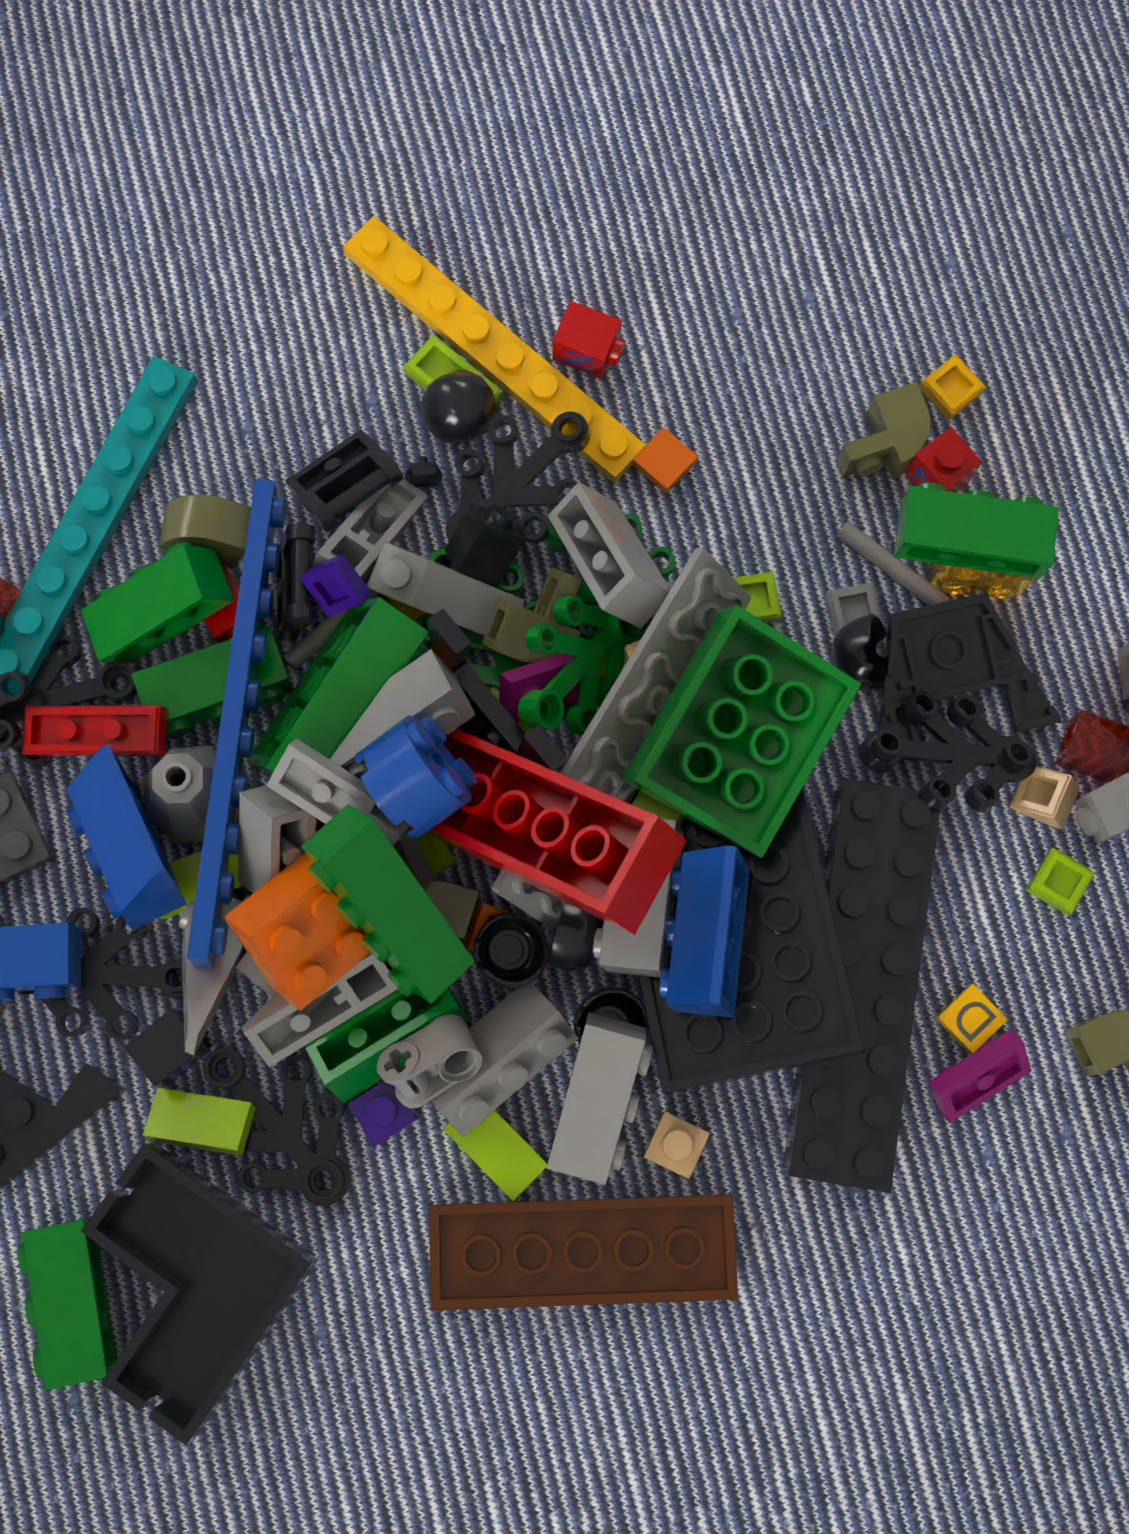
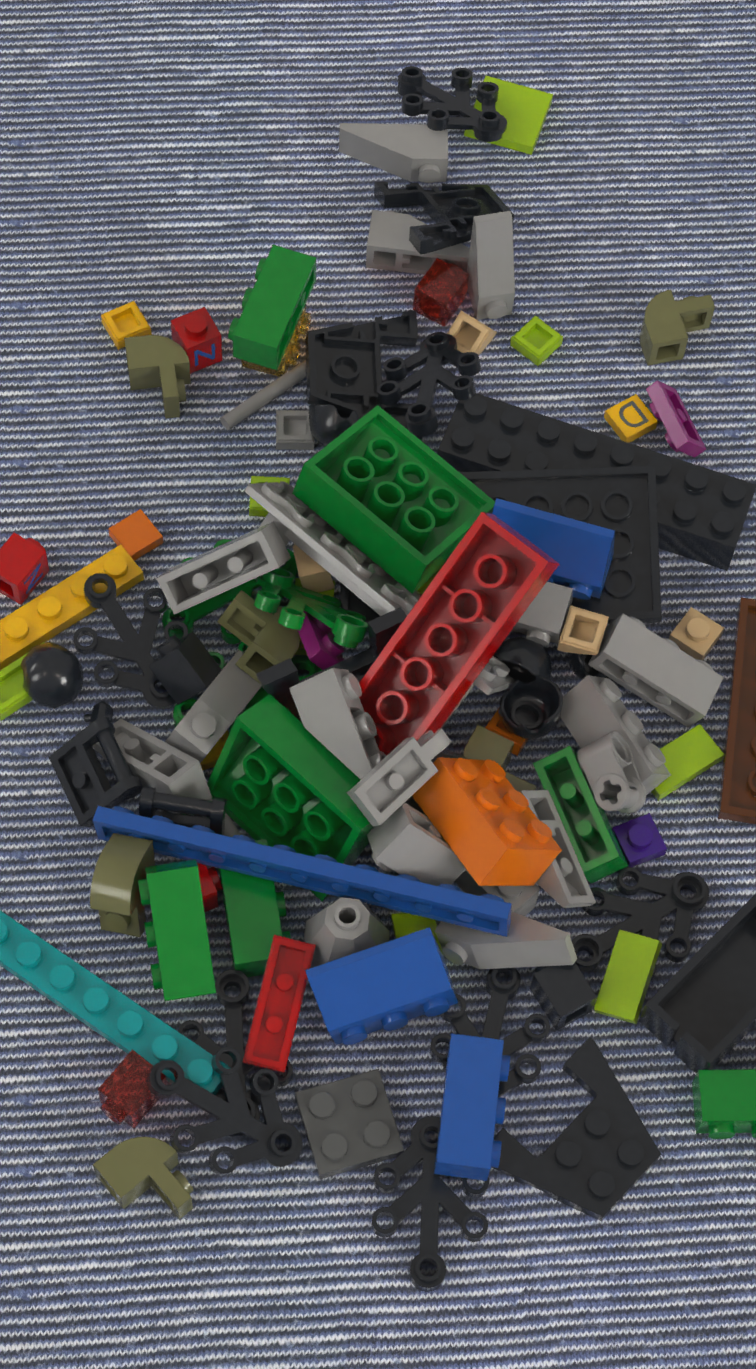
camera: 80 degrees left, 15 degrees down
(335, 585) = (202, 774): dark purple plate -> none
(387, 903) = (492, 754): green brick -> none
(415, 775) = (398, 701): blue brick -> none
(616, 996) = (582, 632): none -> tan slope

